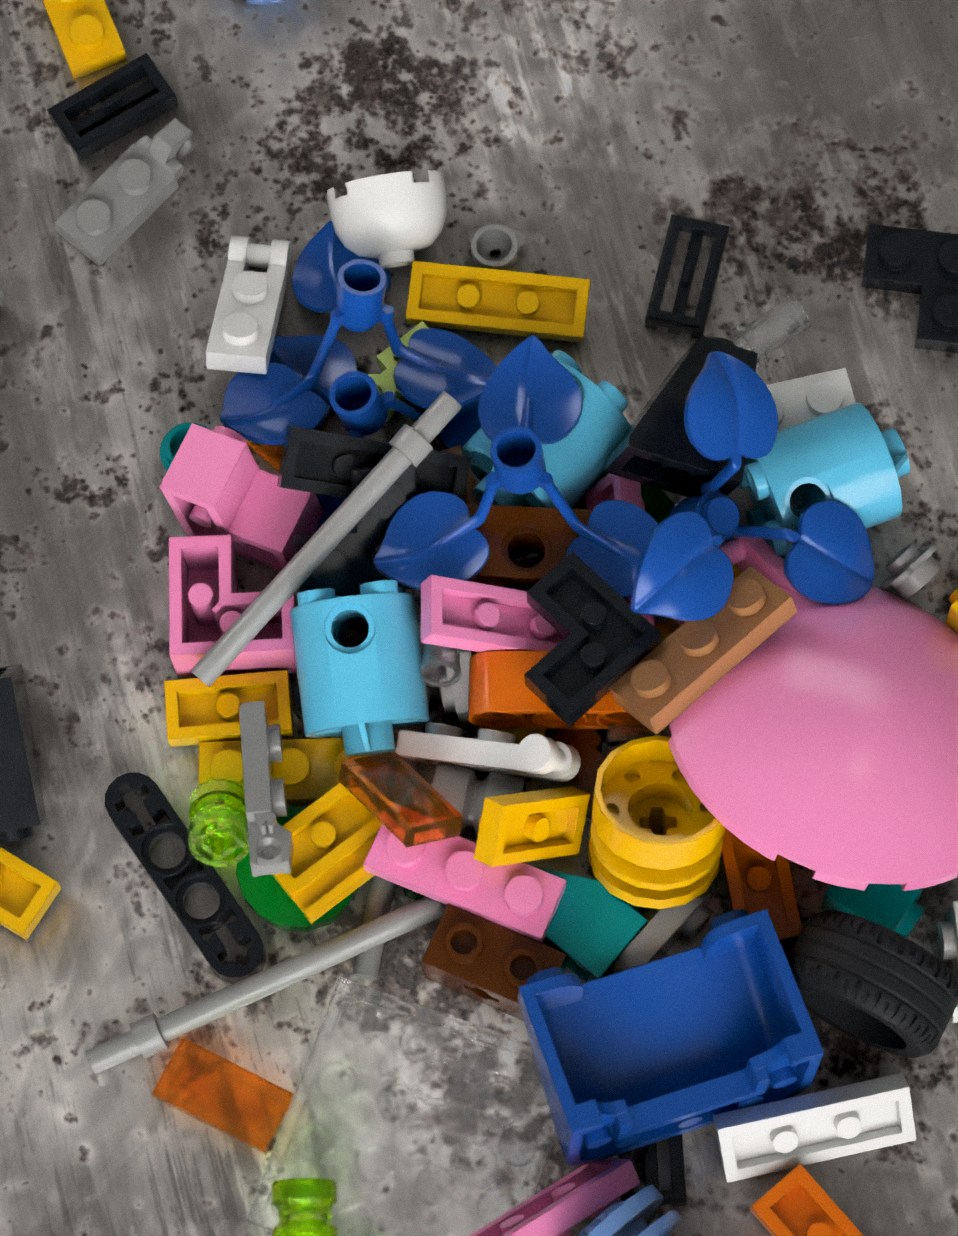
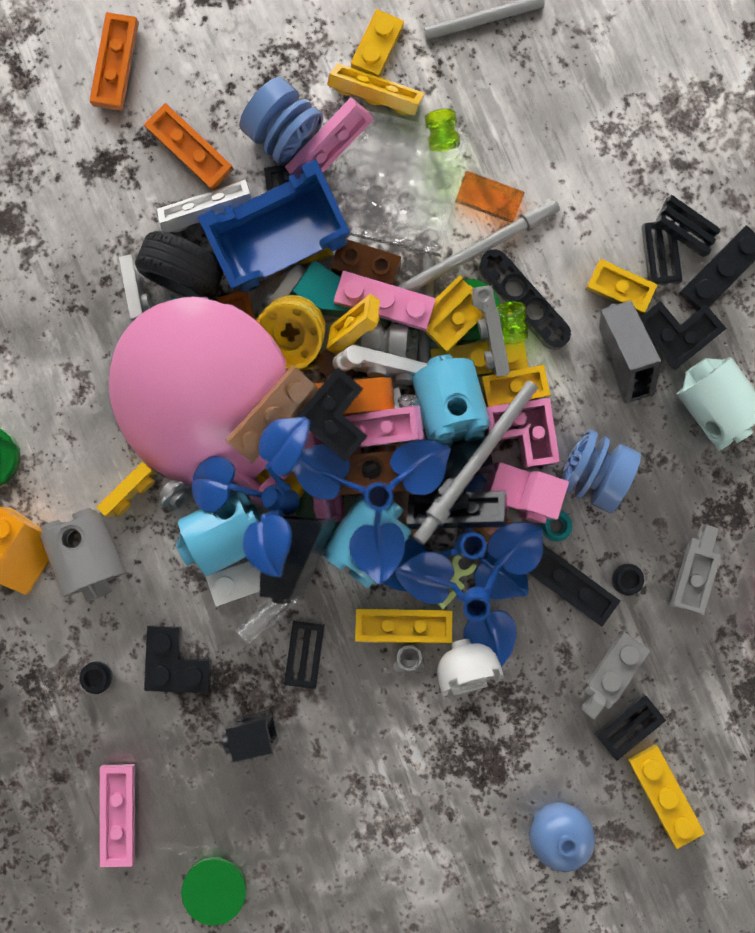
camera: 170 degrees right, 15 degrees up
(73, 347) = (627, 579): none -> black plate
(93, 523) = (603, 472): none -> medium blue wheel
(165, 336) = (574, 587): none -> black plate
(249, 306) = (537, 607): white plate -> none
(400, 799) = (420, 330): clear orange tile -> none
(793, 136) = (250, 736): none -> black brick

